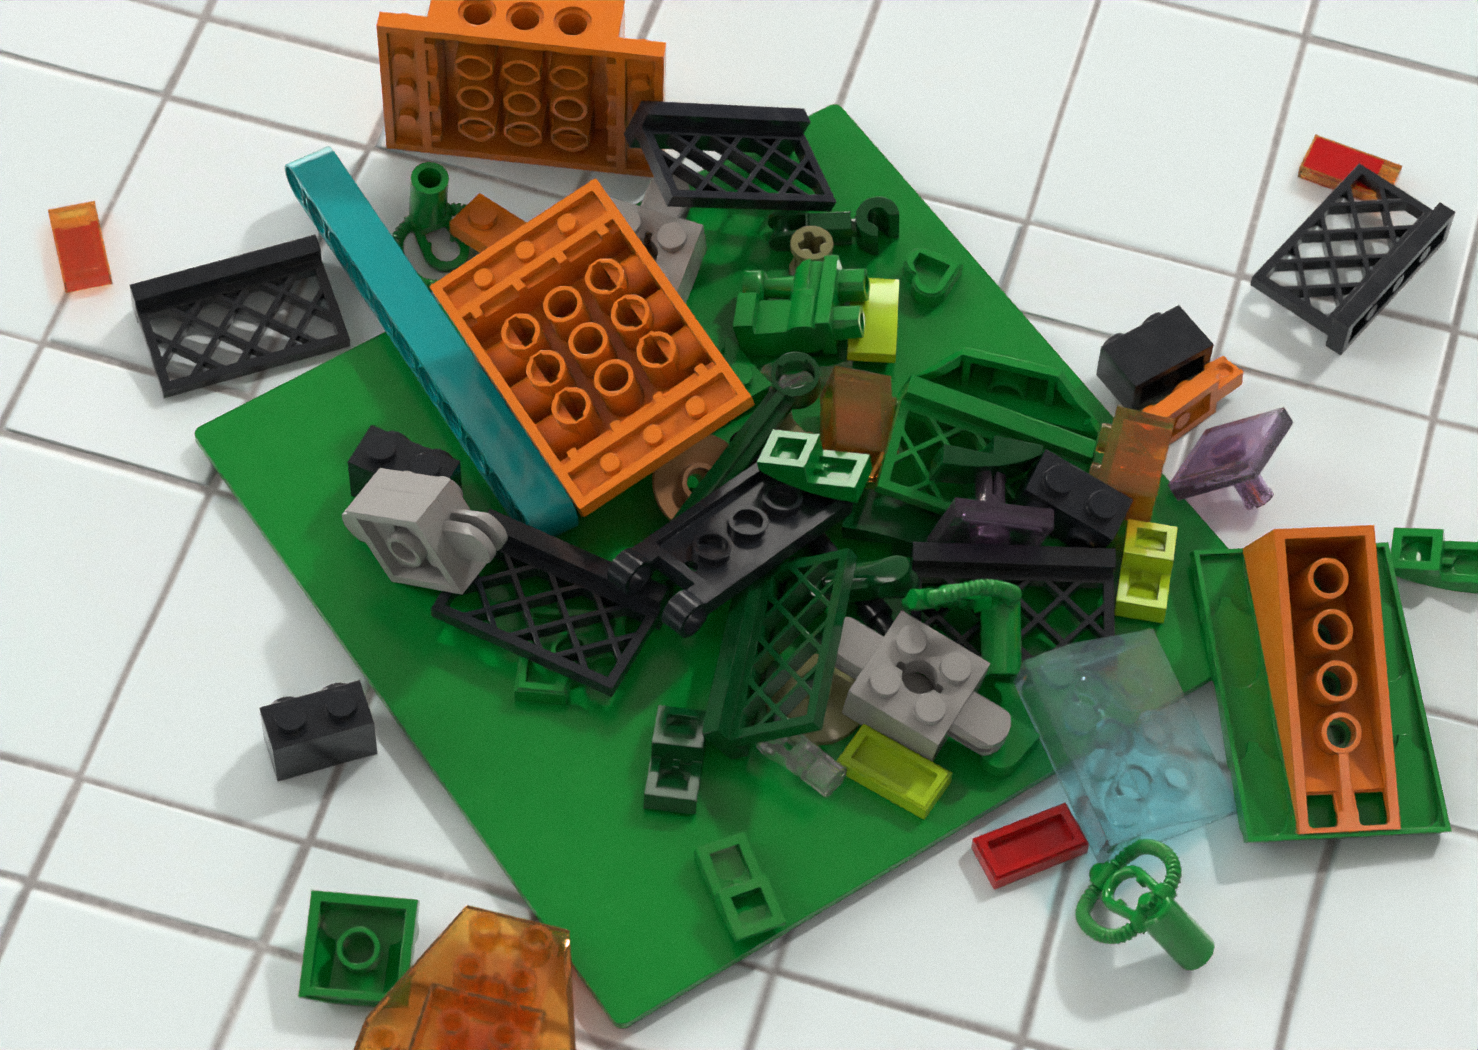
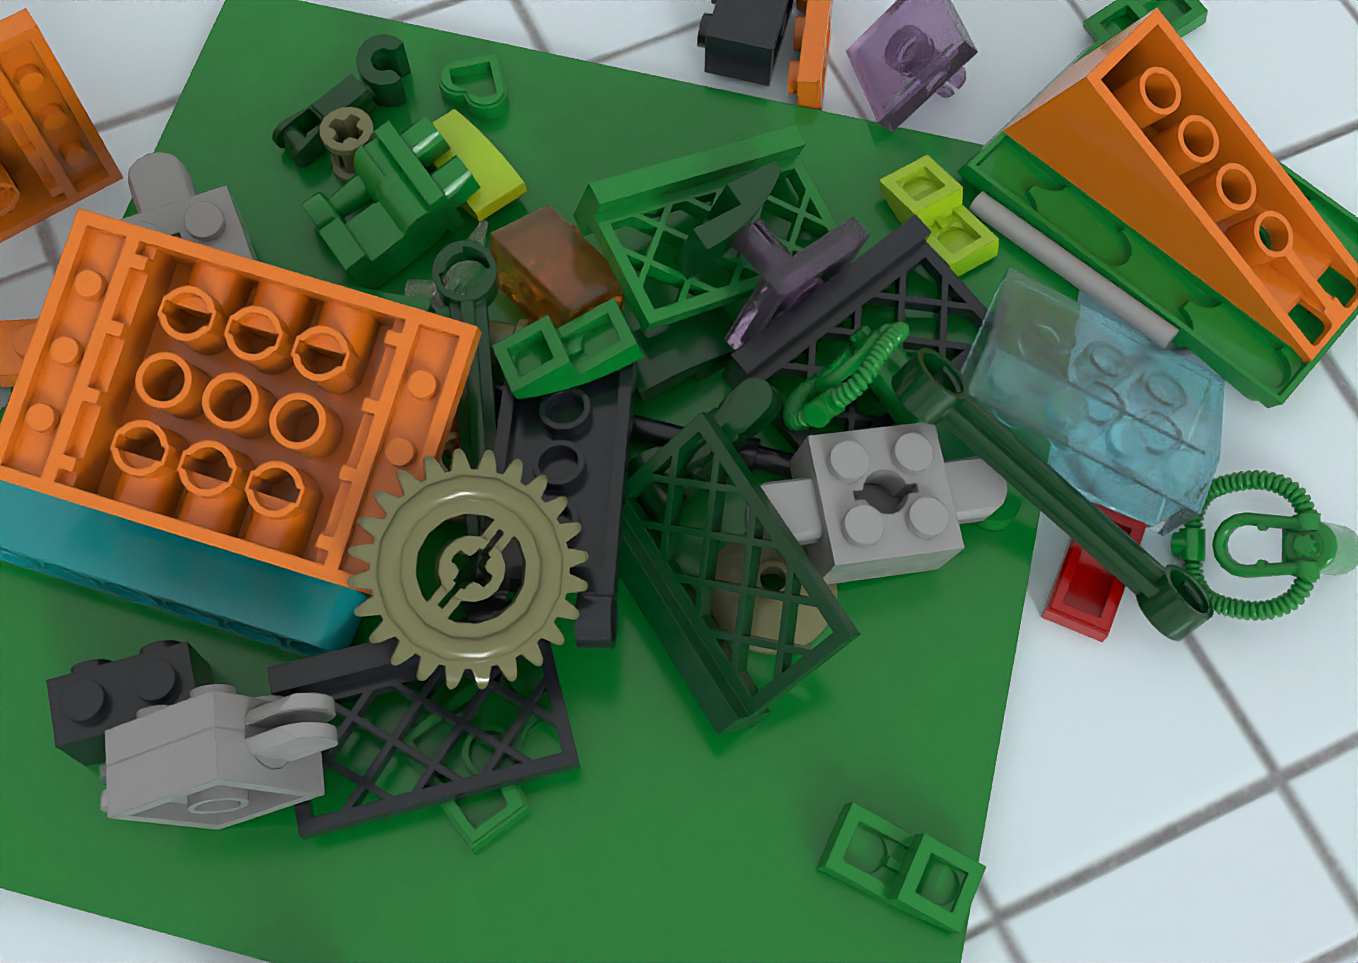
camera: 40 degrees left, 10 degrees up
(676, 760) = (706, 778): dark green slope -> none
(685, 511) = (425, 626): none -> olive gear
(730, 133) = (170, 72): black fence -> none
(806, 762) = (853, 668): clear bar -> none
(894, 771) = (918, 604): lime tile -> none
(1001, 642) = (939, 393): none -> dark green piece
(1018, 386) = (676, 126): green wedge -> none
(1083, 506) = (826, 192): black brick -> none
(1134, 457) = (843, 123): clear orange brick -> none
(1201, 667) = (1074, 270): none -> light grey bar

